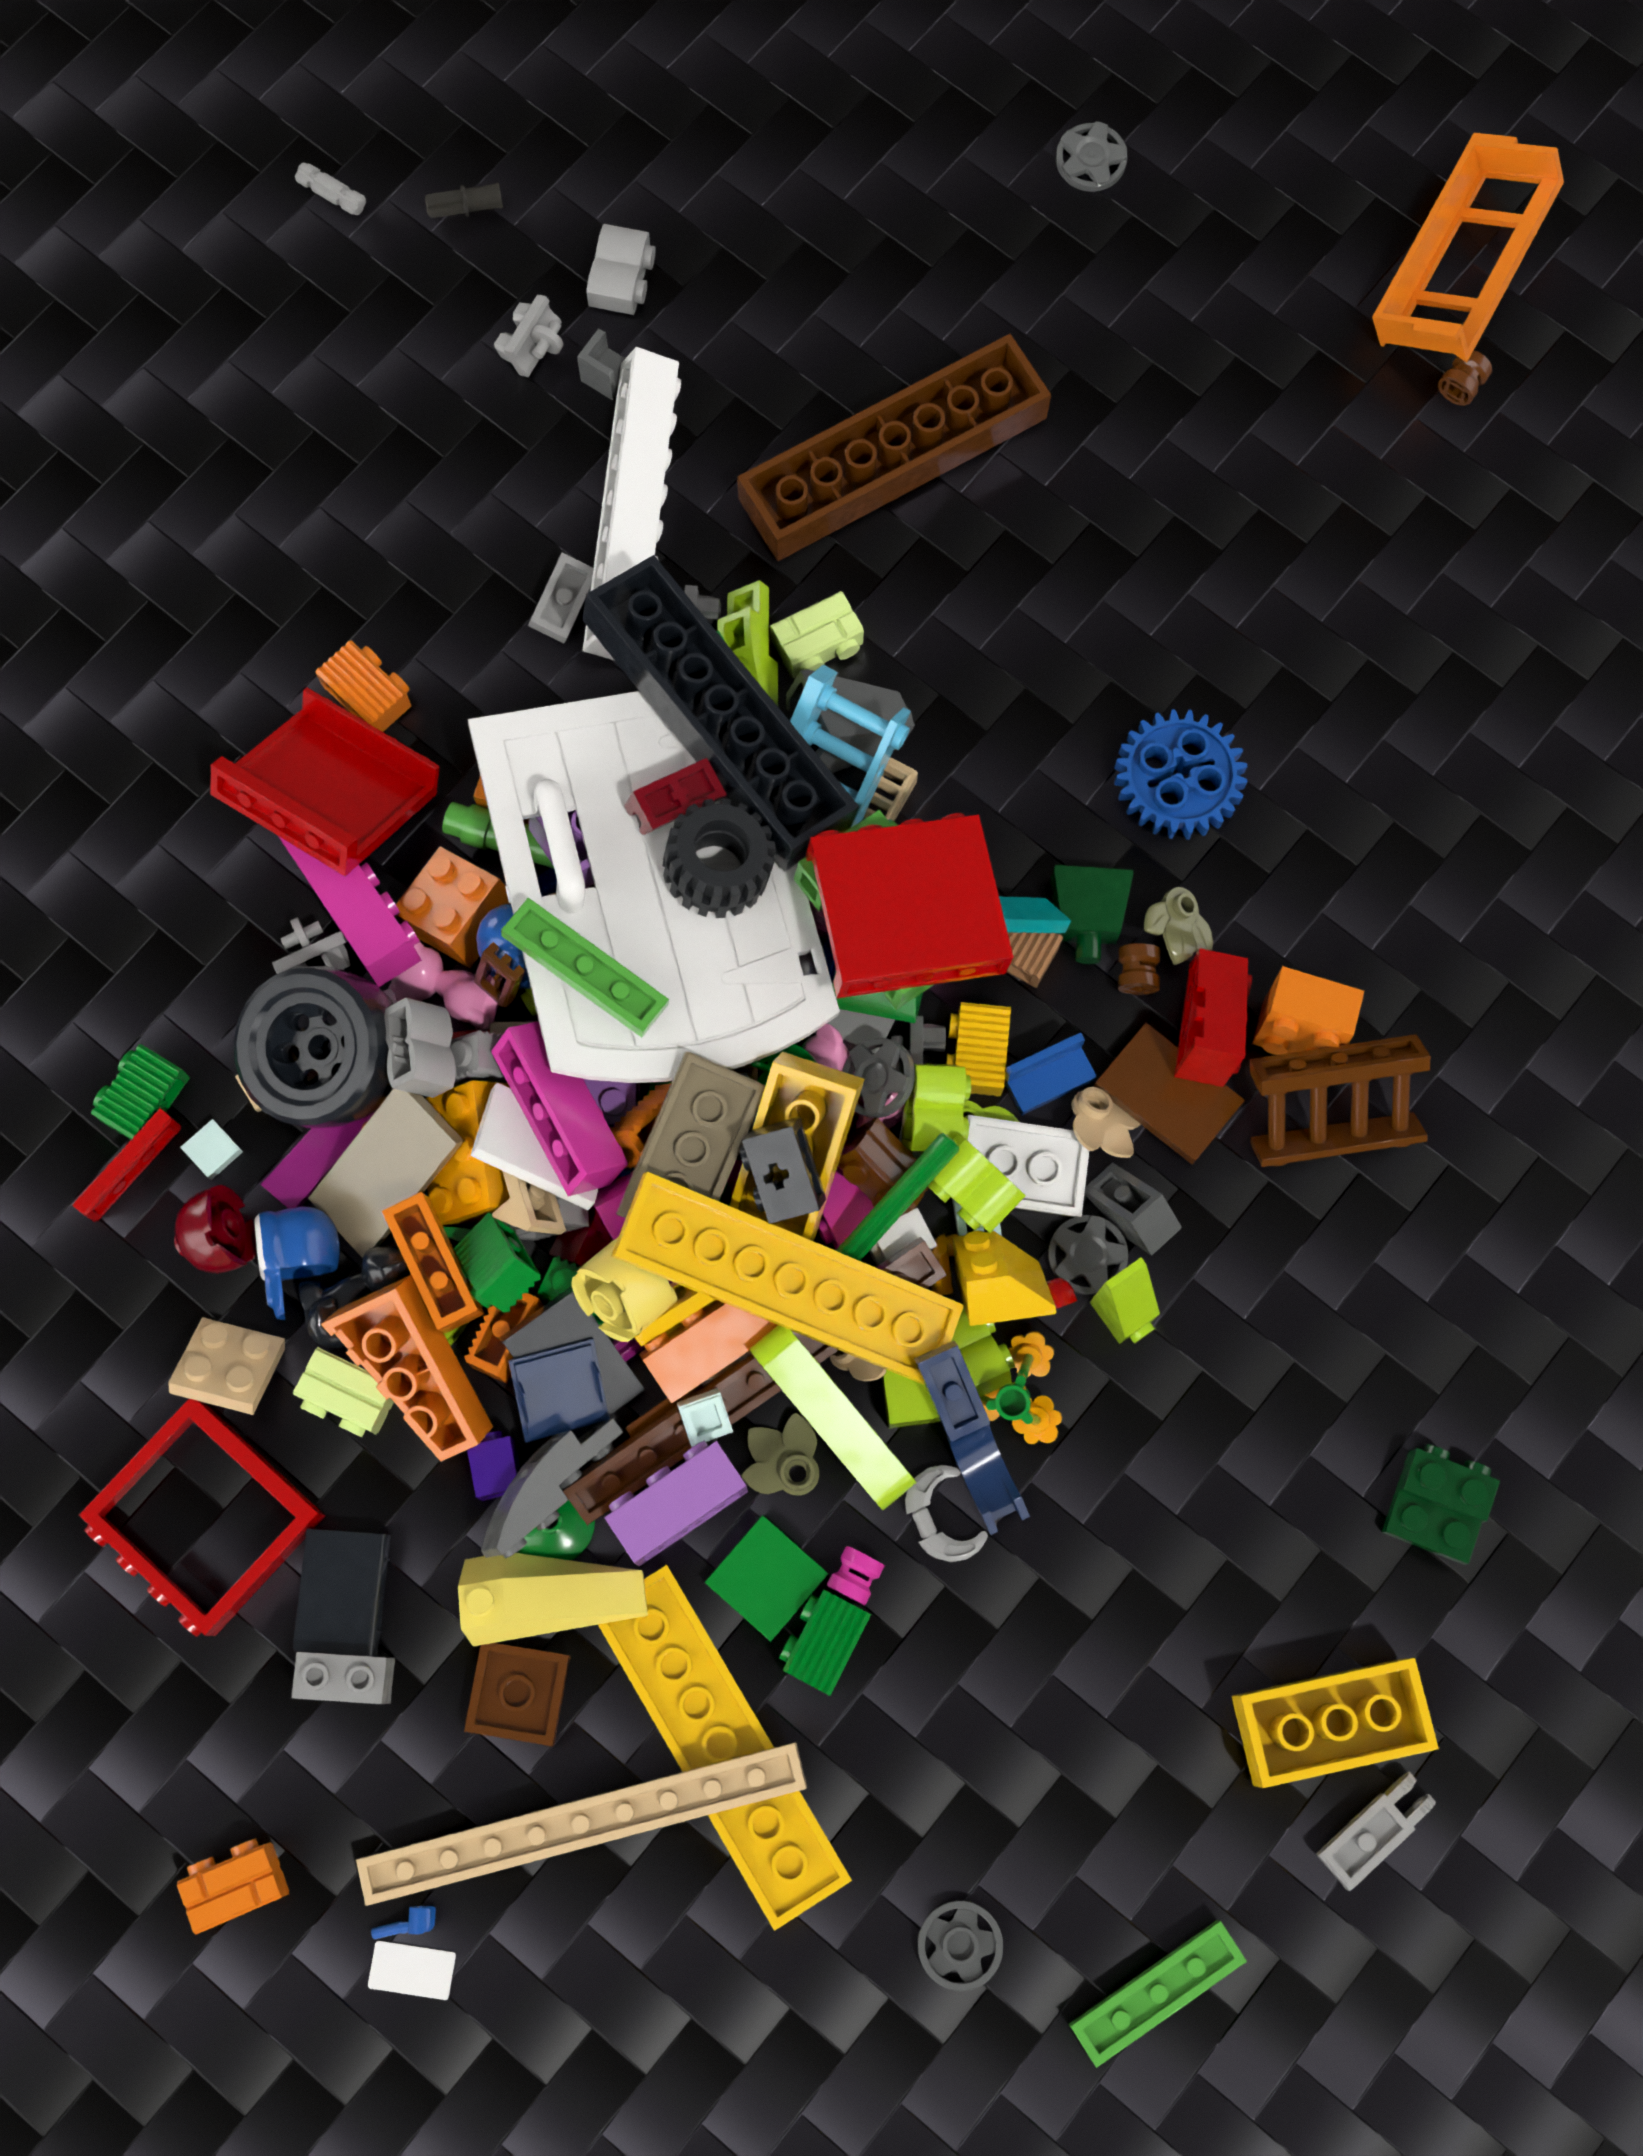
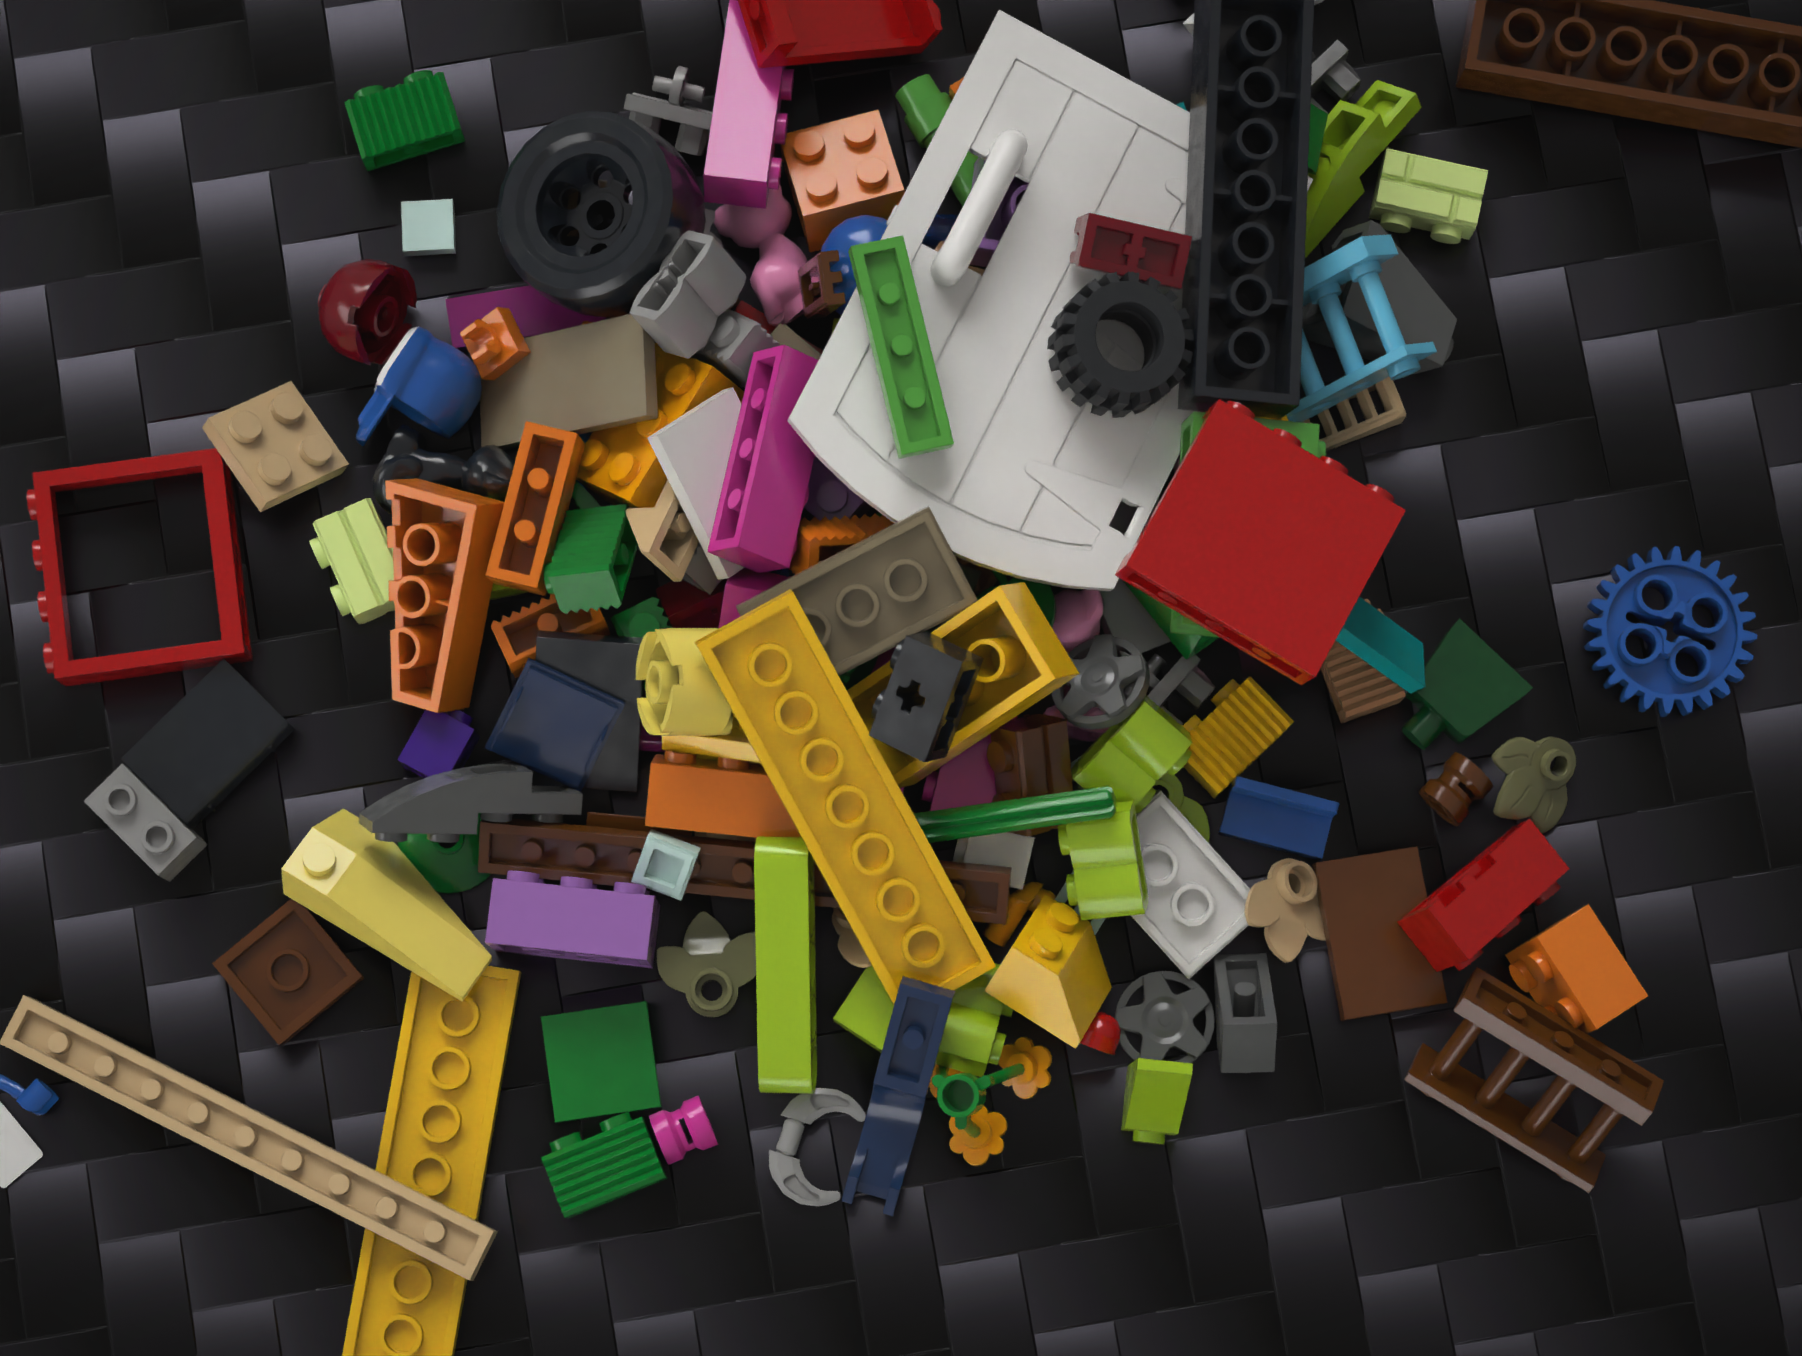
camera: 40 degrees right, 5 degrees up
(127, 1166) = (338, 179): red tile -> none
(317, 1184) = (495, 343): none -> orange tile

